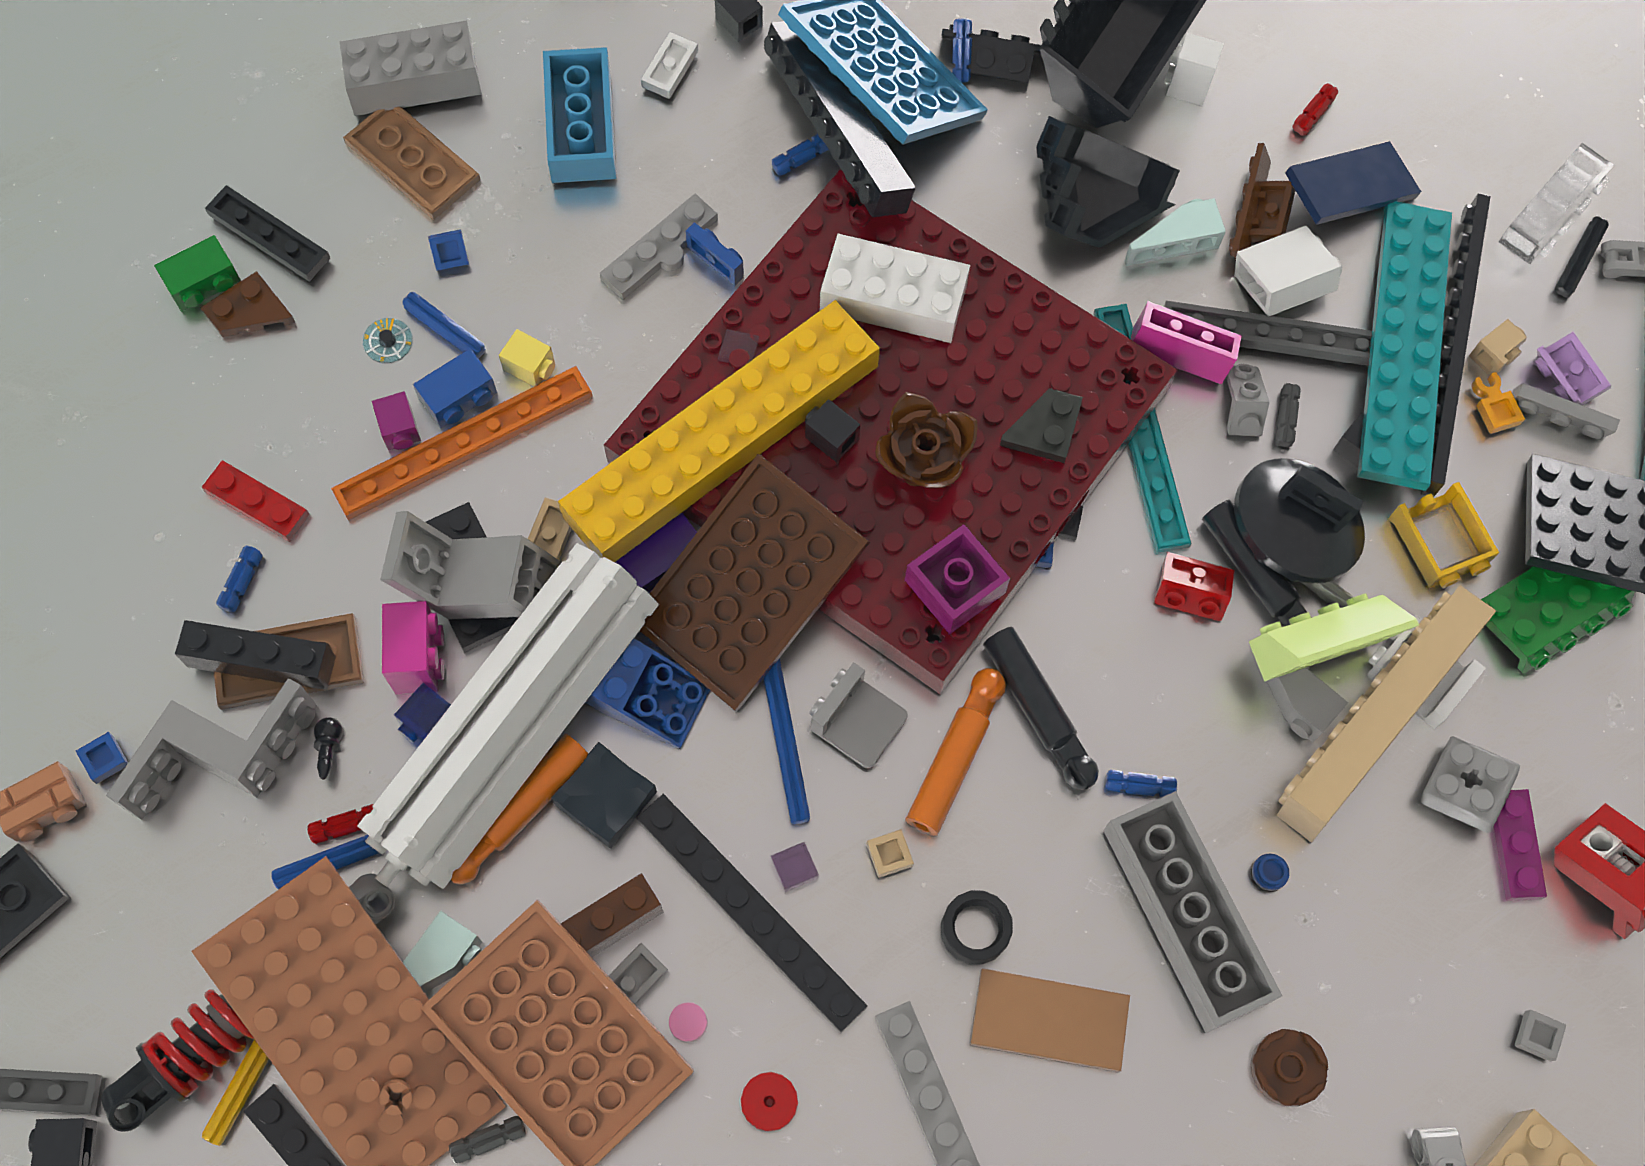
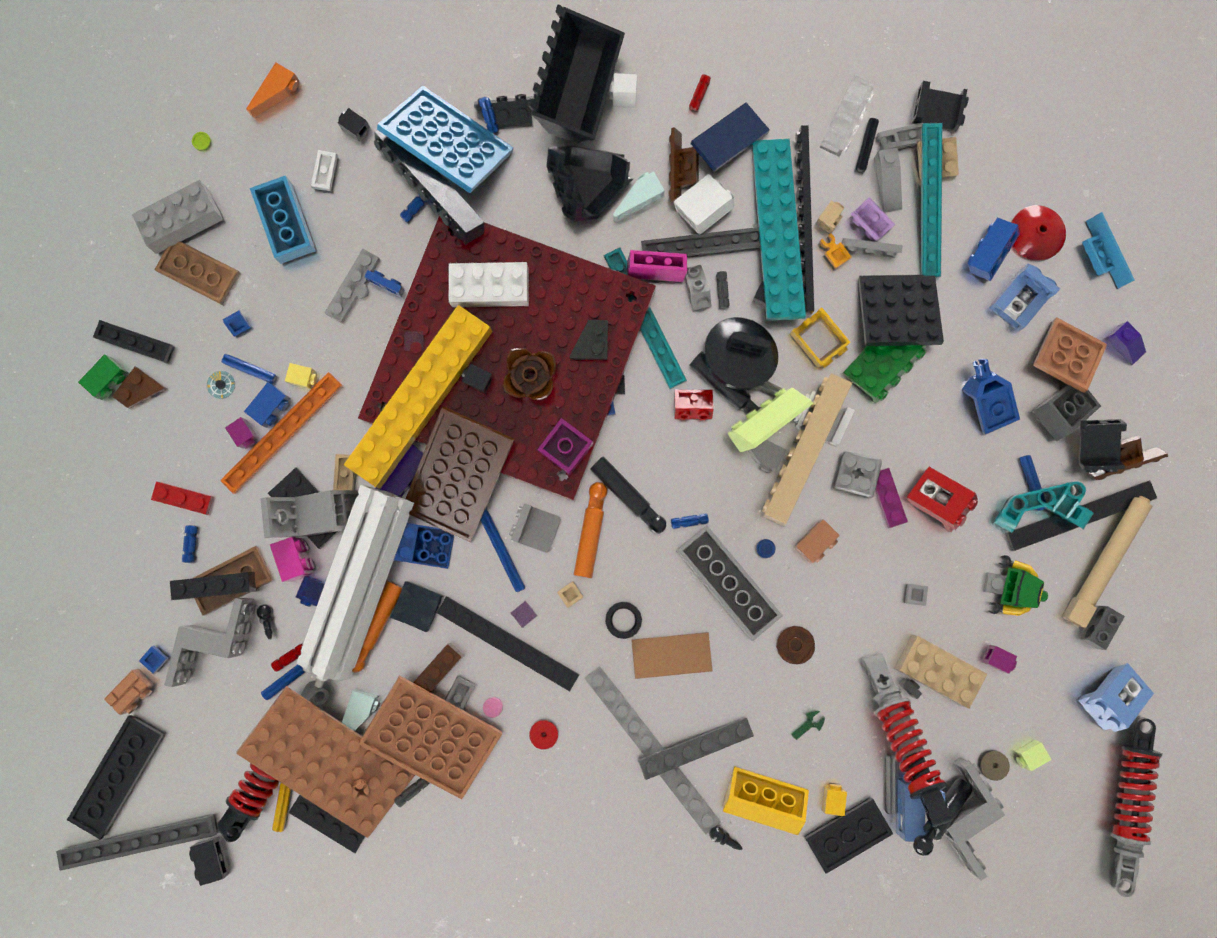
camera: 10 degrees left, 15 degrees up
(1369, 883) = (817, 541): none -> nougat brick
(1611, 314) = (889, 179): none -> light grey slope

